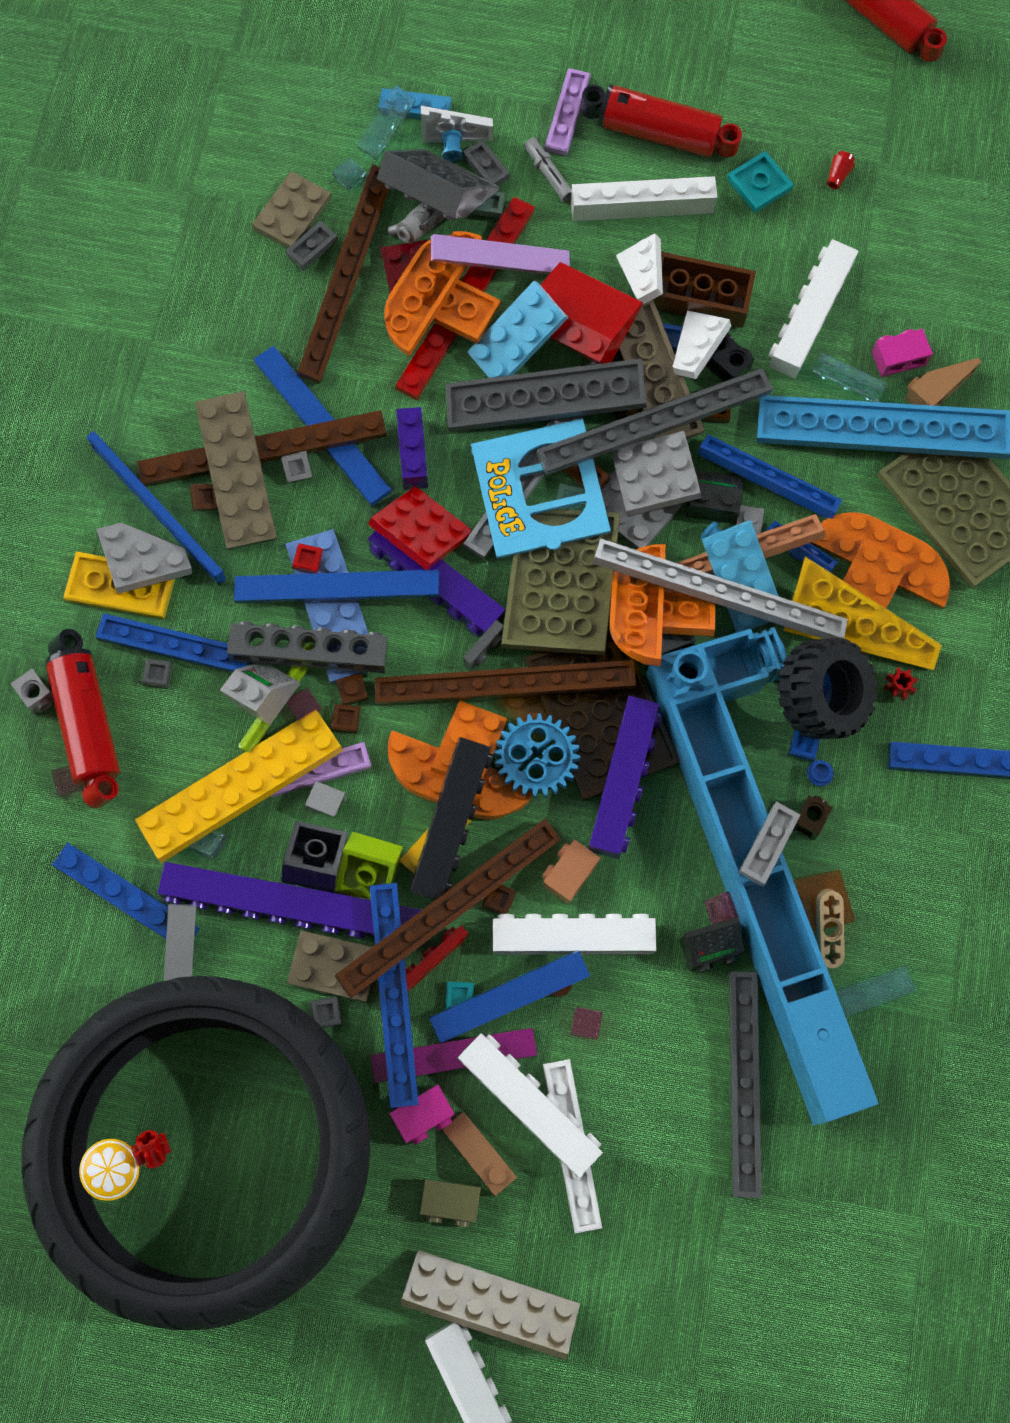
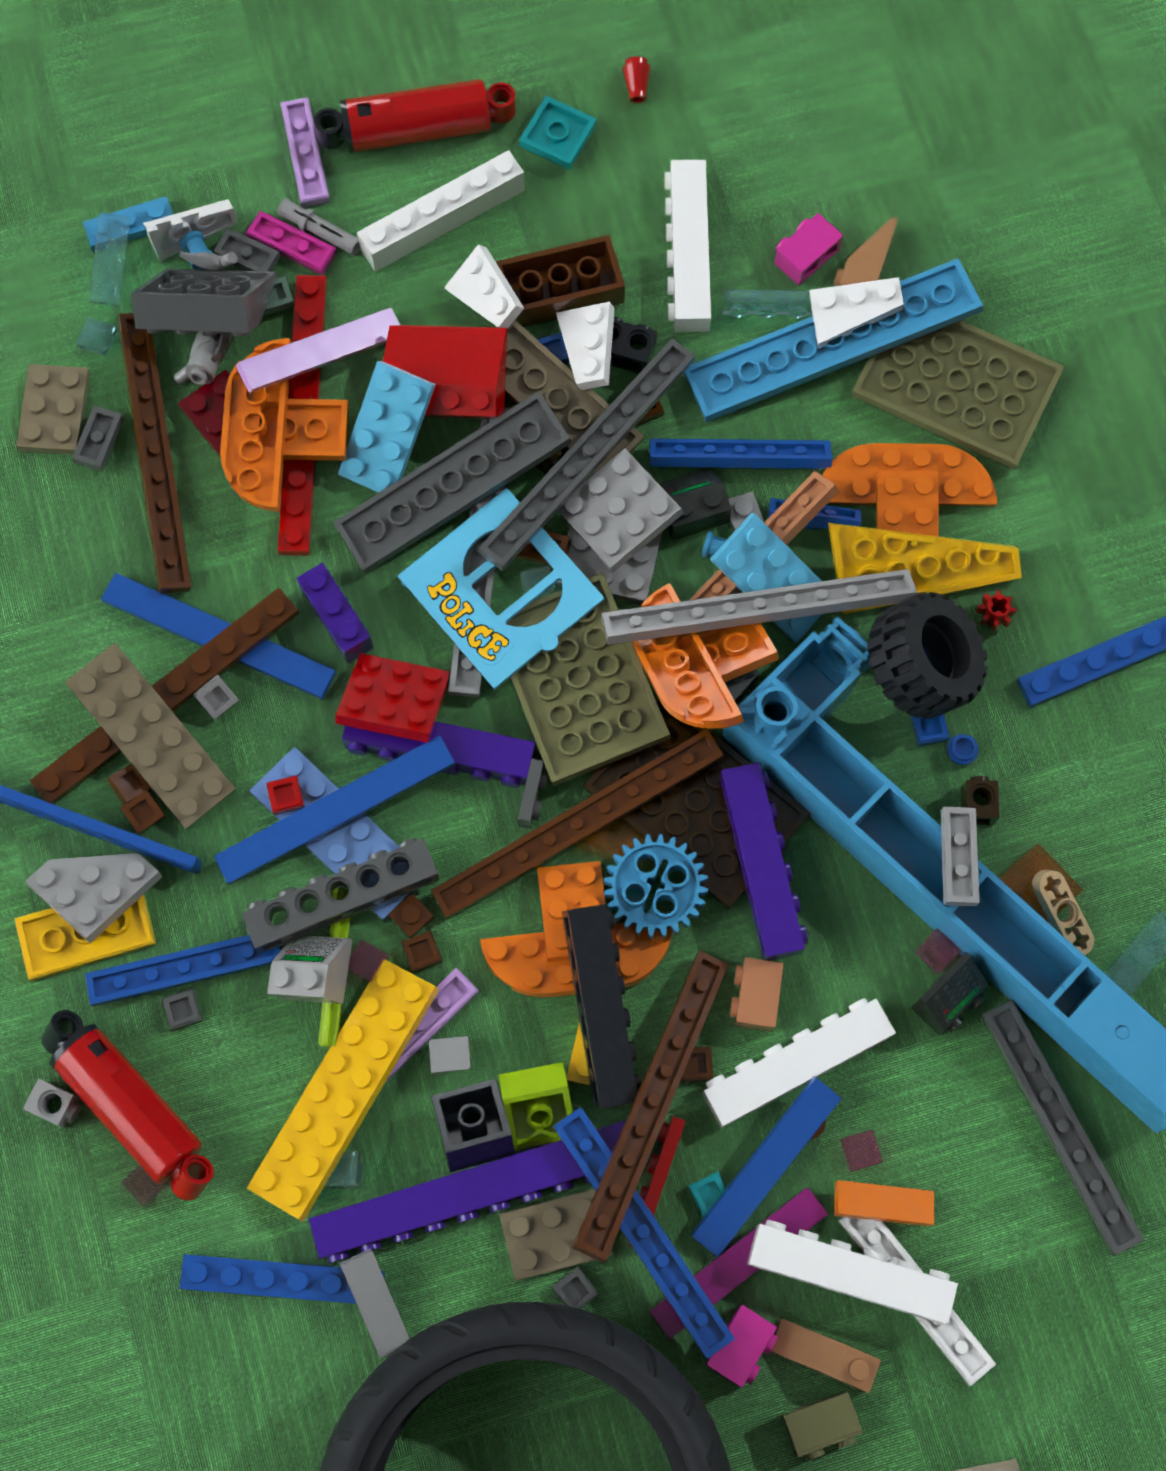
camera: 25 degrees left, 0 degrees up
(203, 522) = (143, 812): none -> reddish brown plate
(456, 156) = (210, 260): none -> light grey bar
(523, 172) = (292, 242): none -> dark pink tile
(582, 1069) = (884, 1203): none -> orange tile
(907, 407) = (850, 306): none -> white wing

